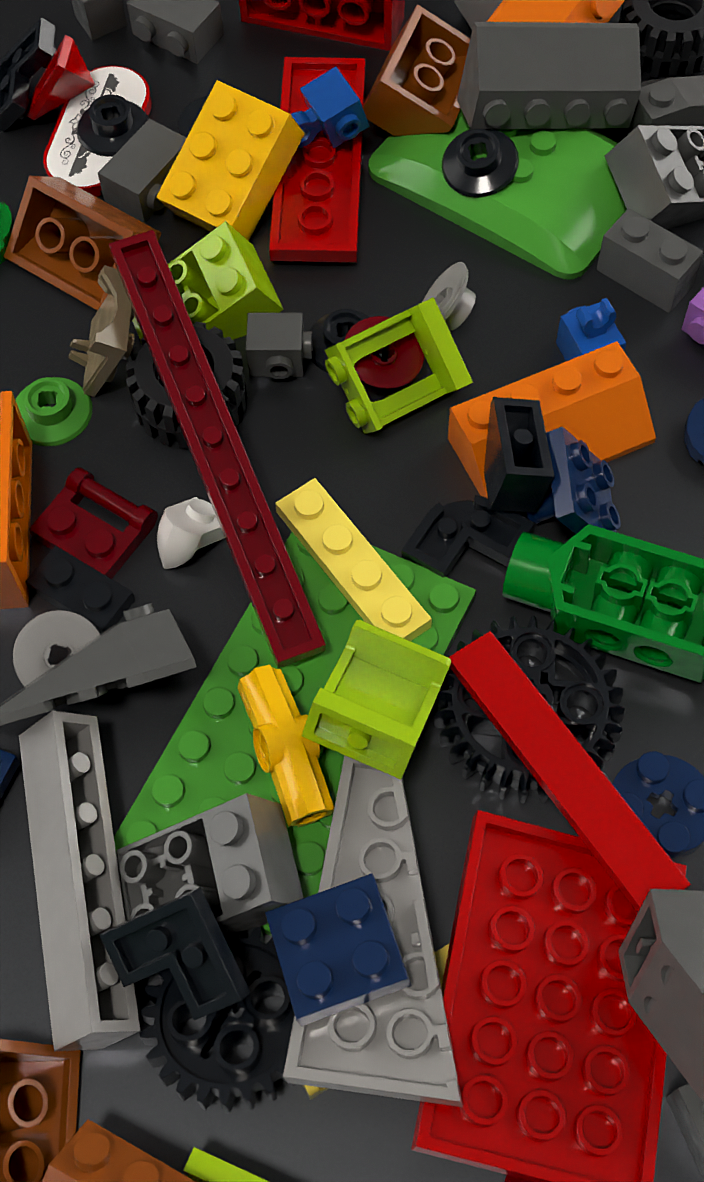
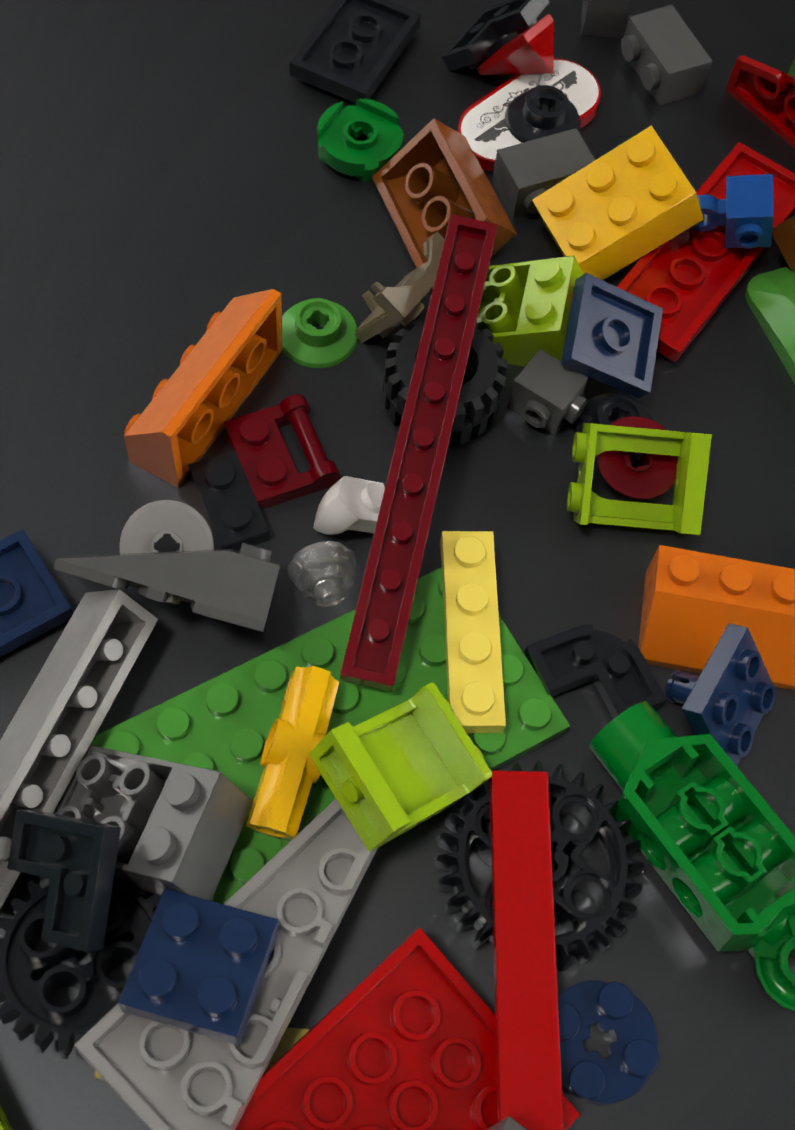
camera: 25 degrees right, 0 degrees up
(201, 596) = (323, 572): none -> clear cone
(298, 268) = (612, 336): none -> dark blue plate
(452, 295) = (735, 446): light grey piece -> none
(517, 456) = (689, 627): black slope -> none

